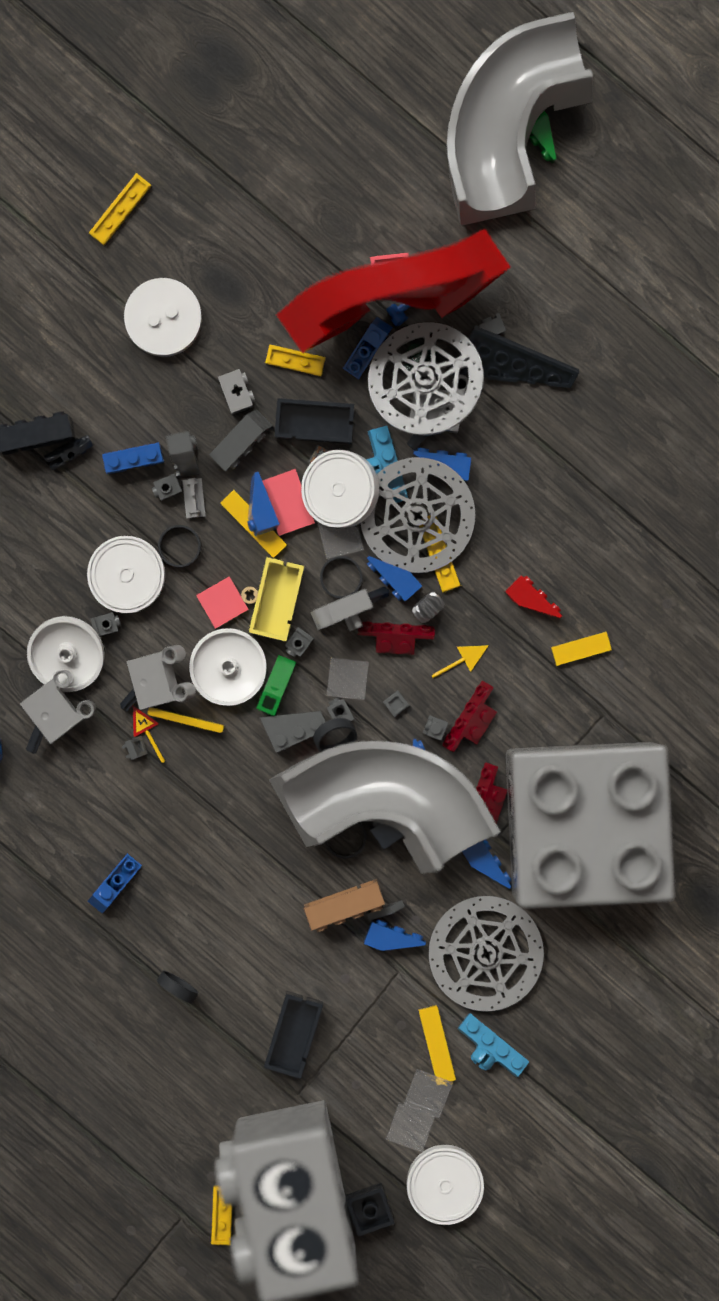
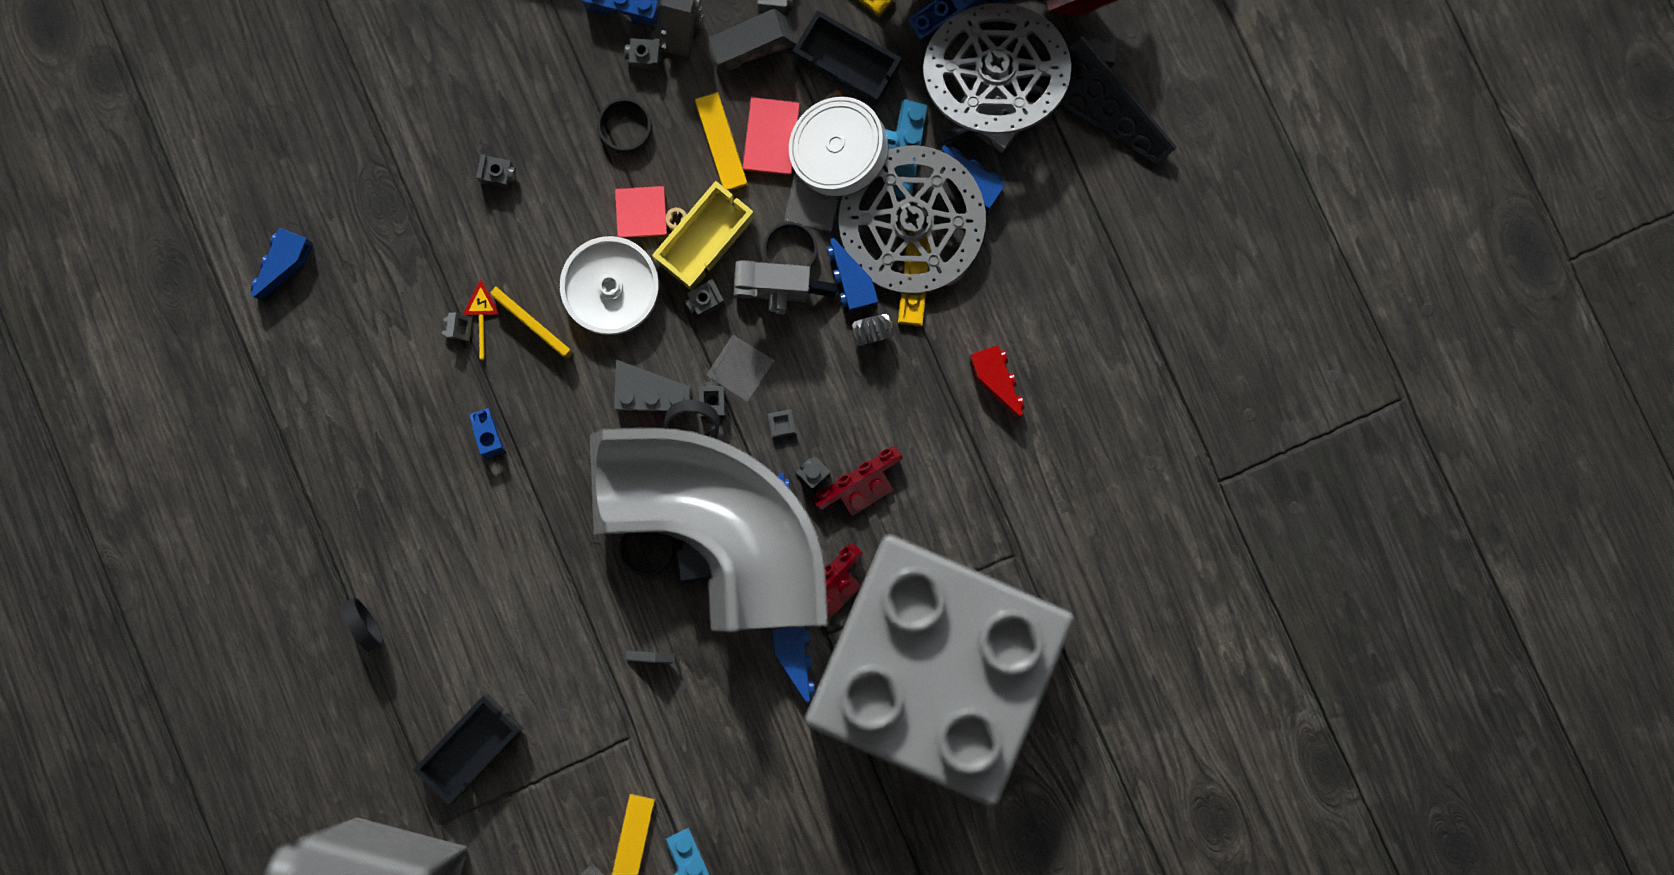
camera: 20 degrees right, 5 degrees down
(53, 711) = (384, 236): light grey piece -> none
(69, 646) = (433, 181): white dish -> none
(114, 883) = (353, 470): blue slope -> none
(126, 574) = (547, 126): white brick -> none
(156, 681) = (519, 258): light grey piece -> none
(193, 811) = (486, 433): none -> blue leg
(194, 498) = (668, 80): light grey hinge -> none
(261, 512) = (735, 132): blue slope -> none
(276, 685) = (653, 334): green slope -> none
(344, 904) = (603, 624): medium nougat piece -> none
(388, 938) = (634, 689): blue slope -> none
(396, 637) = (818, 348): dark red bracket -> none
(469, 654) = (894, 411): yellow piece -> none
(511, 994) = (738, 813): light grey piece -> none
(581, 648) = (1026, 465): yellow tile -> none

